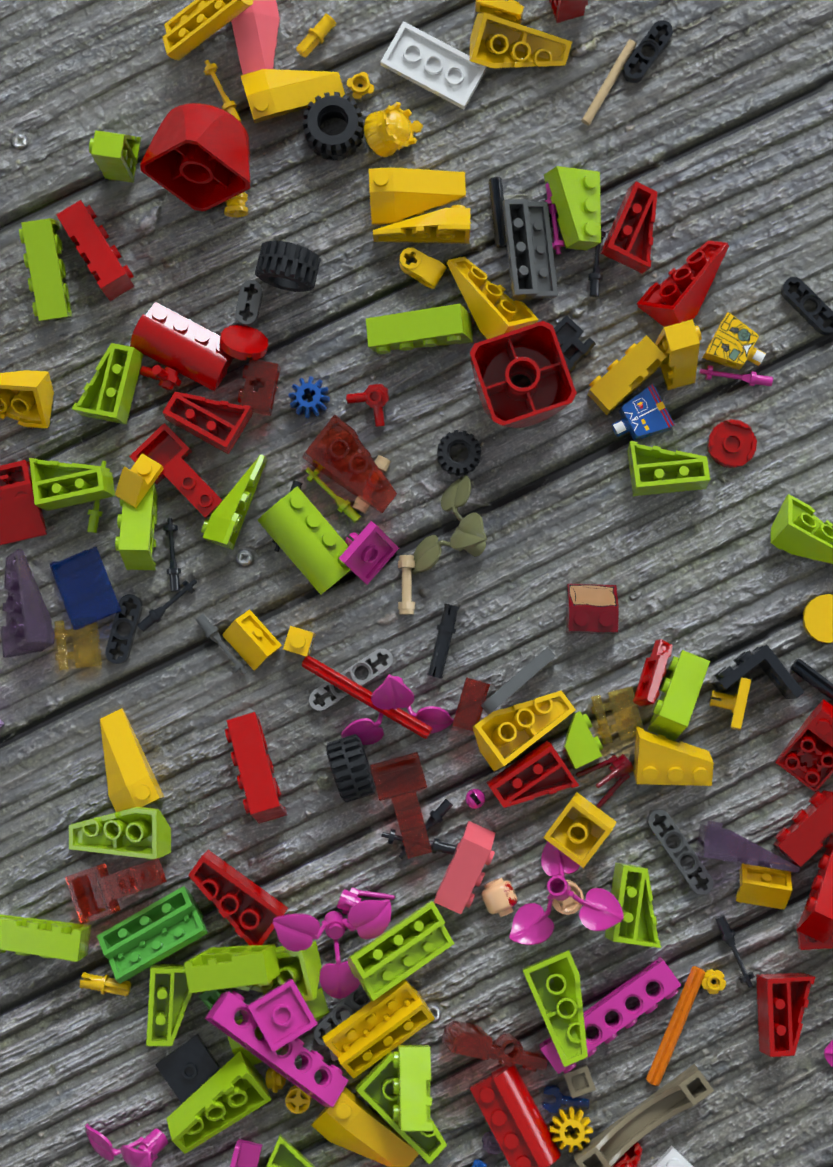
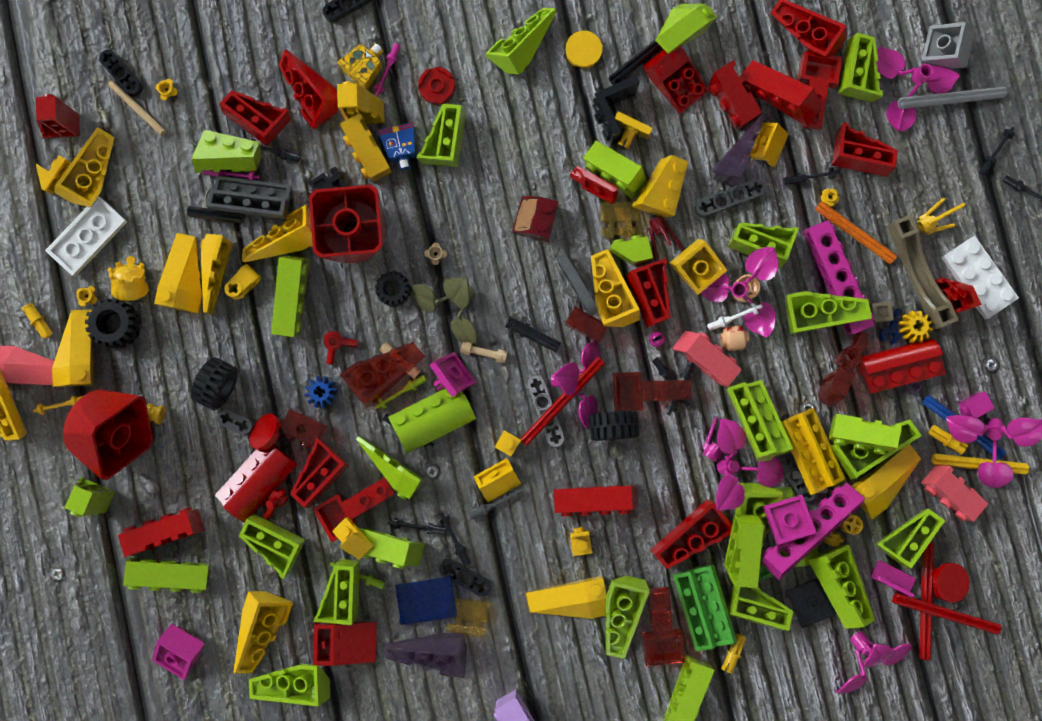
camera: 80 degrees left, 0 degrees up
(199, 761) = (580, 541): none -> yellow bracket
(517, 502) = (430, 253): none -> tan plate
(517, 878) = (723, 321): none -> white piece
(641, 105) = (161, 86): none -> yellow plate
(710, 1118) = (928, 224): none -> yellow plant

